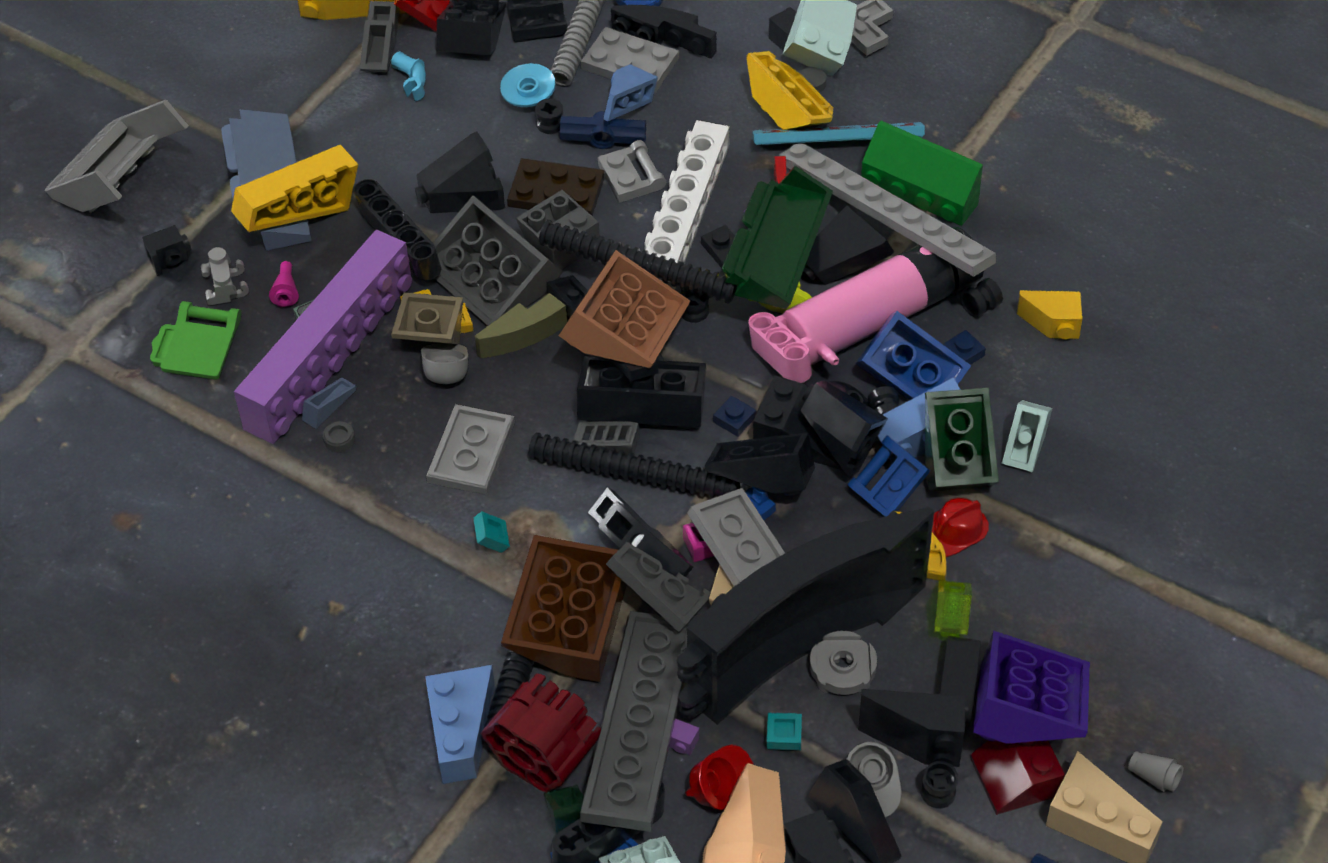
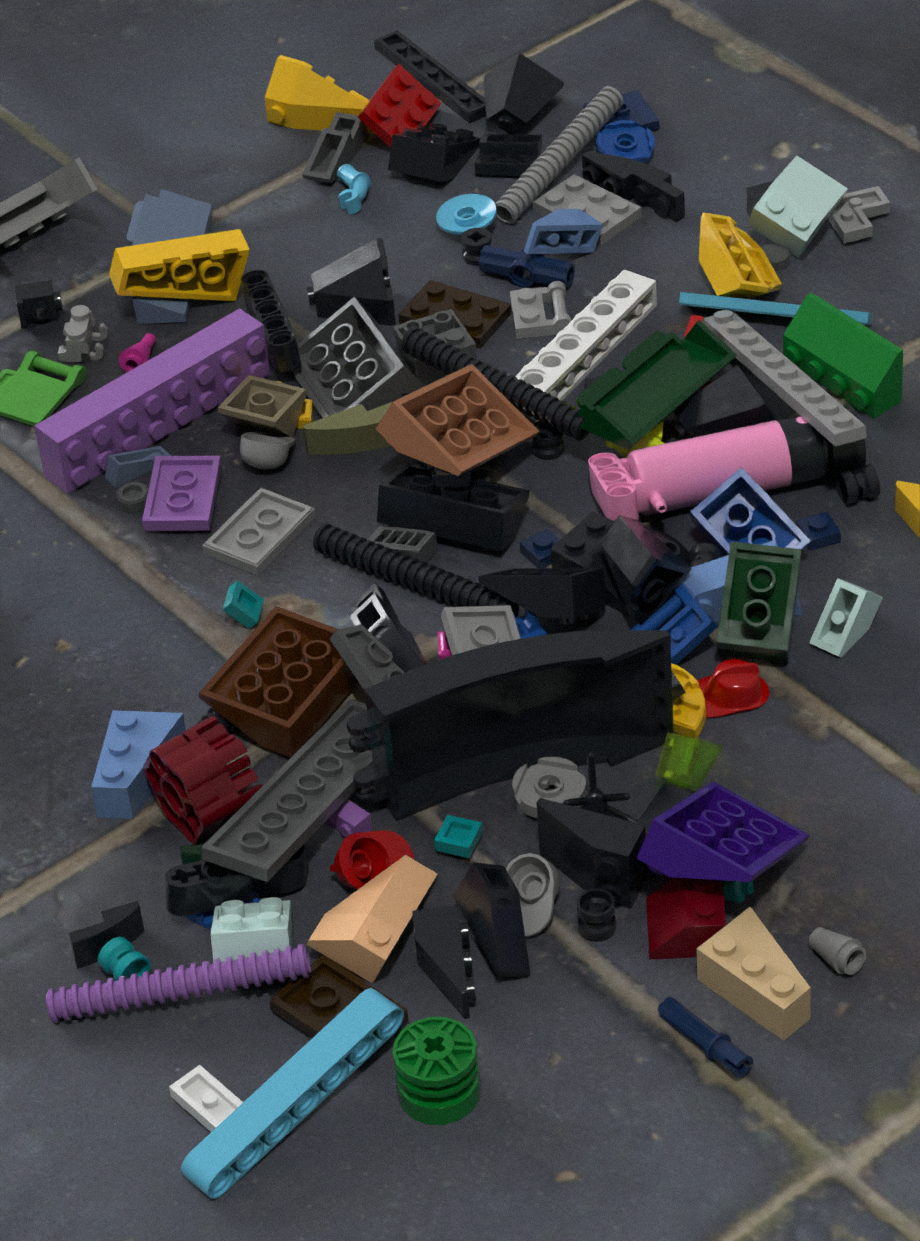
camera: 20 degrees right, 10 degrees down
(385, 425) = (182, 493): none -> medium lavender plate
(892, 670) = (595, 799): none -> black plant

